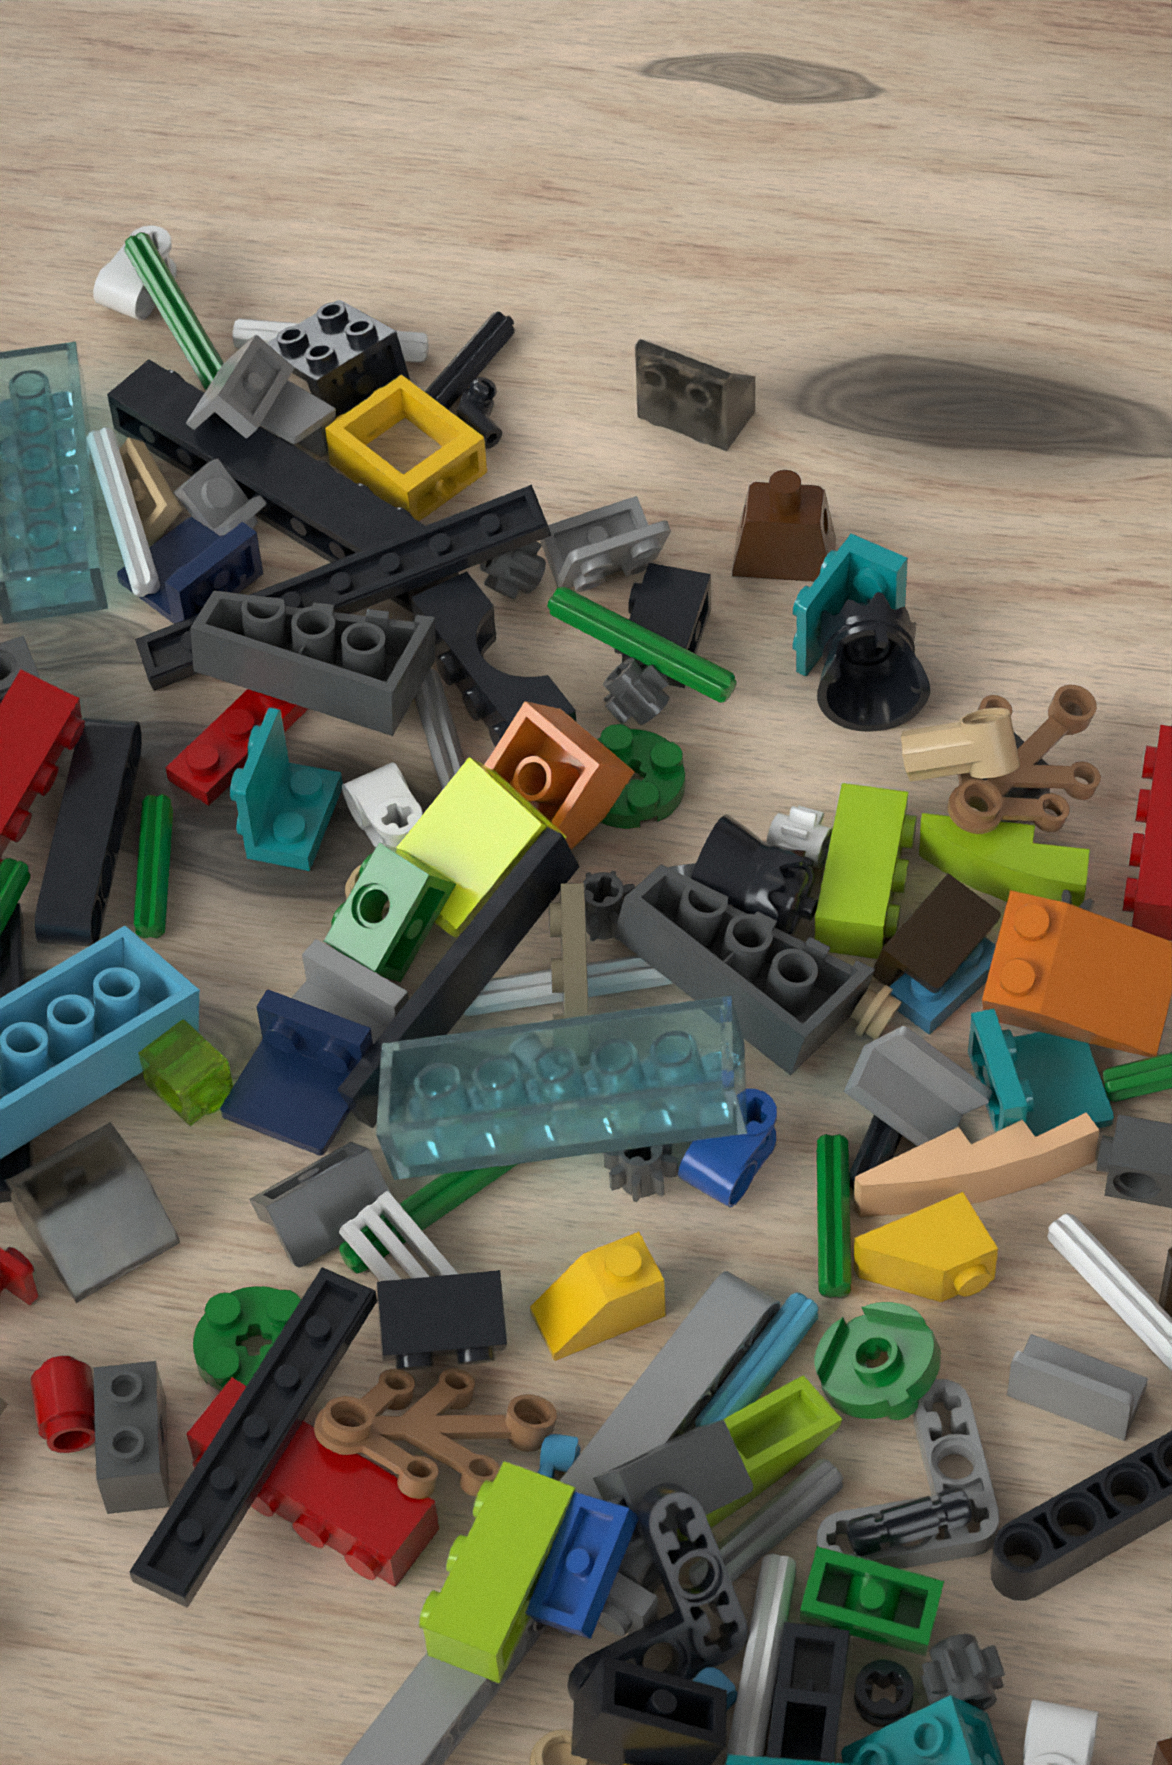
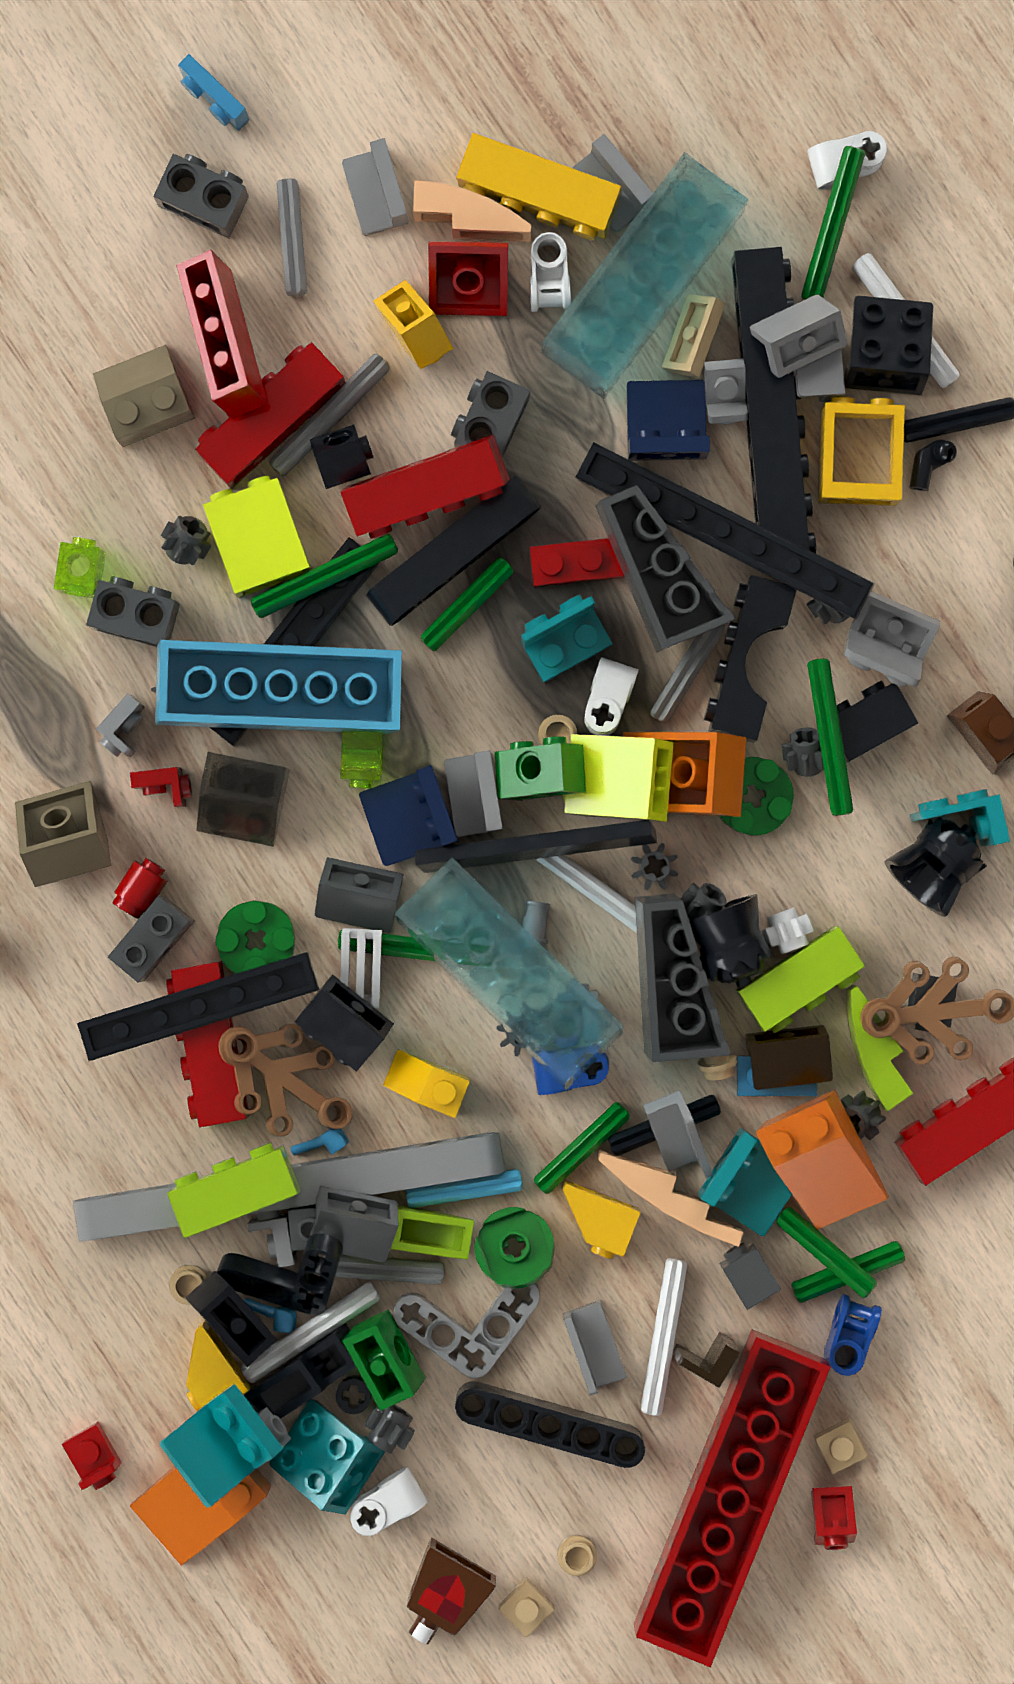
camera: 45 degrees right, 35 degrees up
(123, 512) = (666, 347): white axle -> none
(570, 971) = (589, 900): dark tan plate -> none
(582, 1565) = (268, 1228): blue plate -> none
(909, 1521) = (441, 1340): black axle -> none
(976, 745) = (911, 996): tan piece -> none

